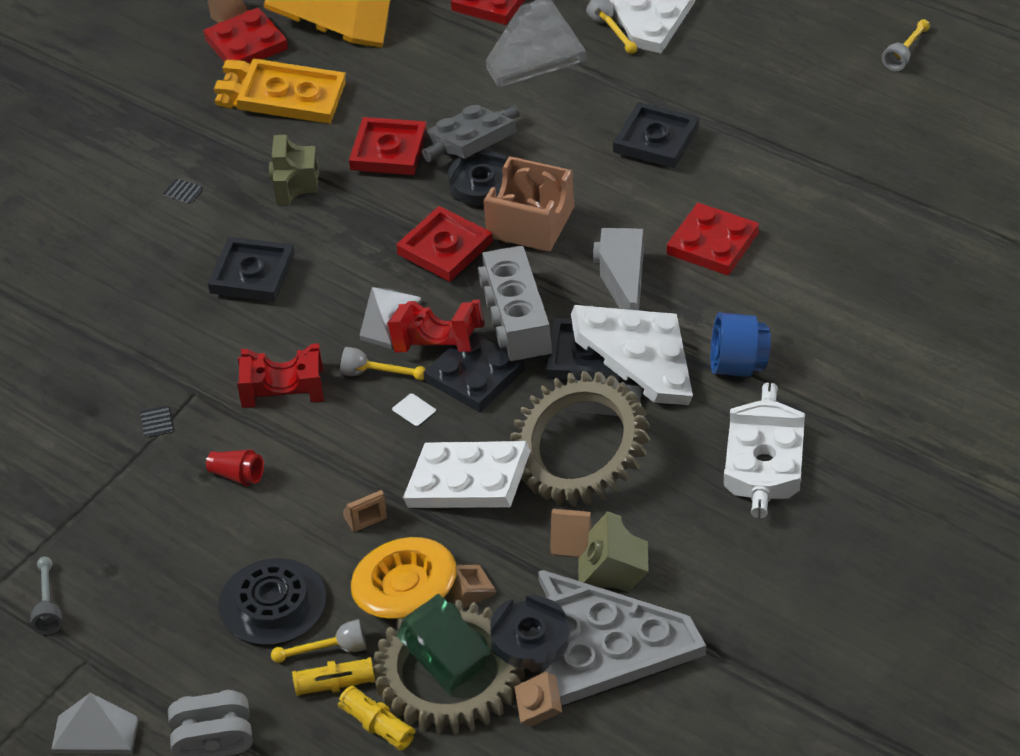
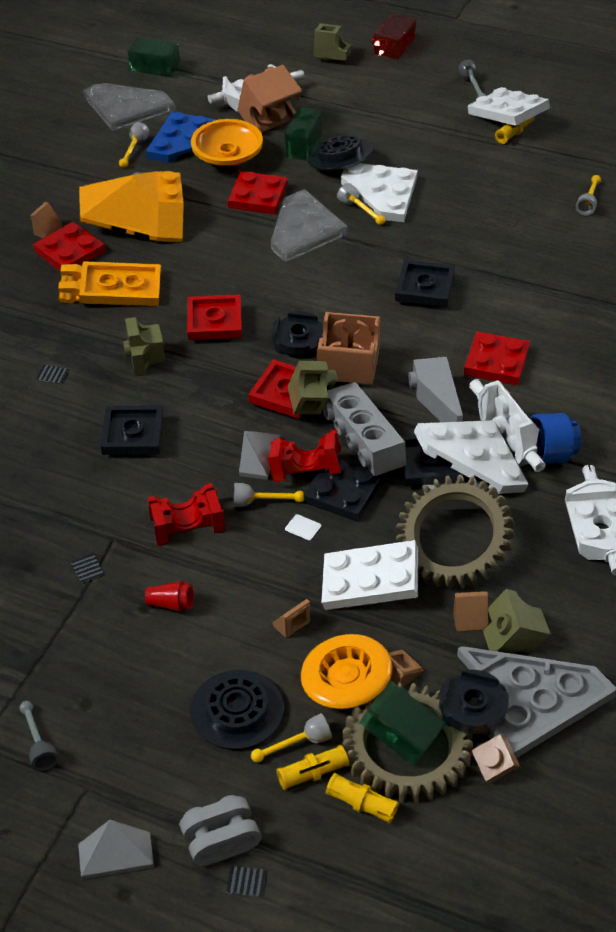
camera: 15 degrees left, 0 degrees up
(464, 244) = (310, 386): none -> olive brick
(470, 131) = (278, 298): dark grey plate -> none
(682, 299) = (514, 425): none -> white plate

